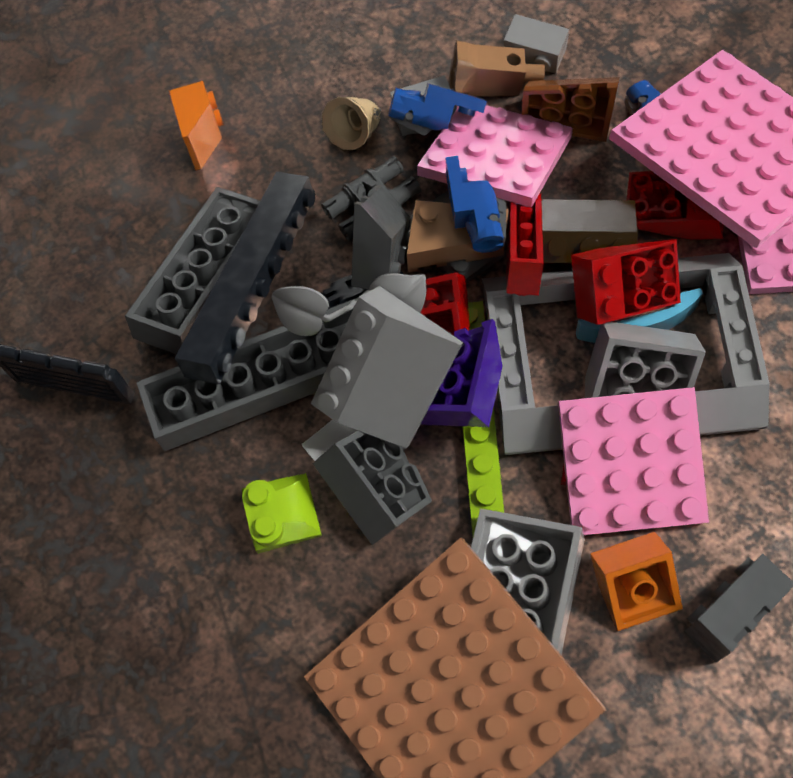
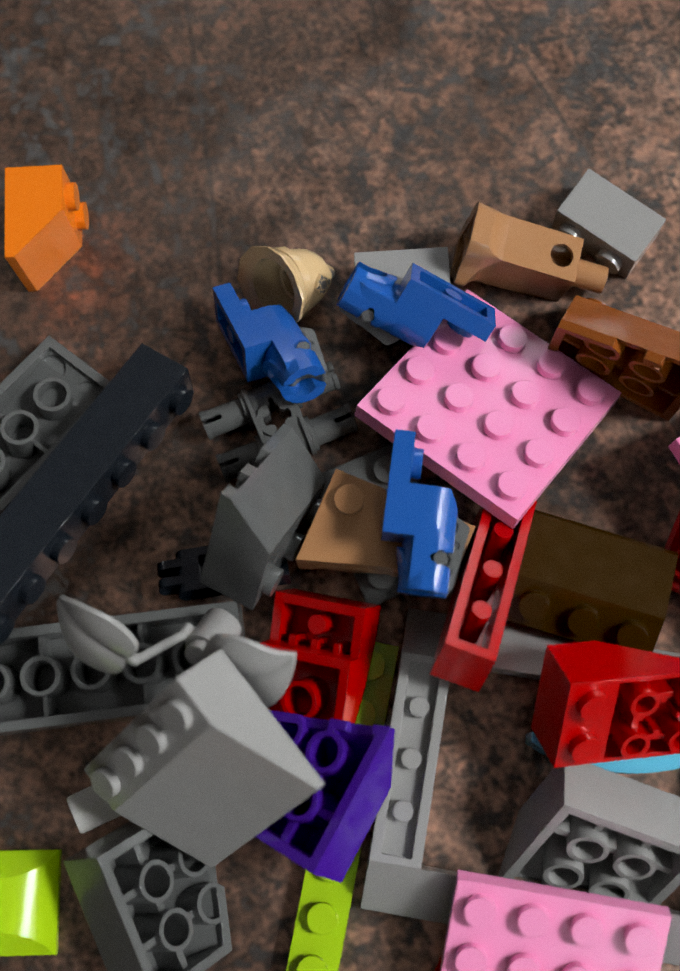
camera: 10 degrees right, 10 degrees up
(353, 152) = (271, 345): none -> blue plate

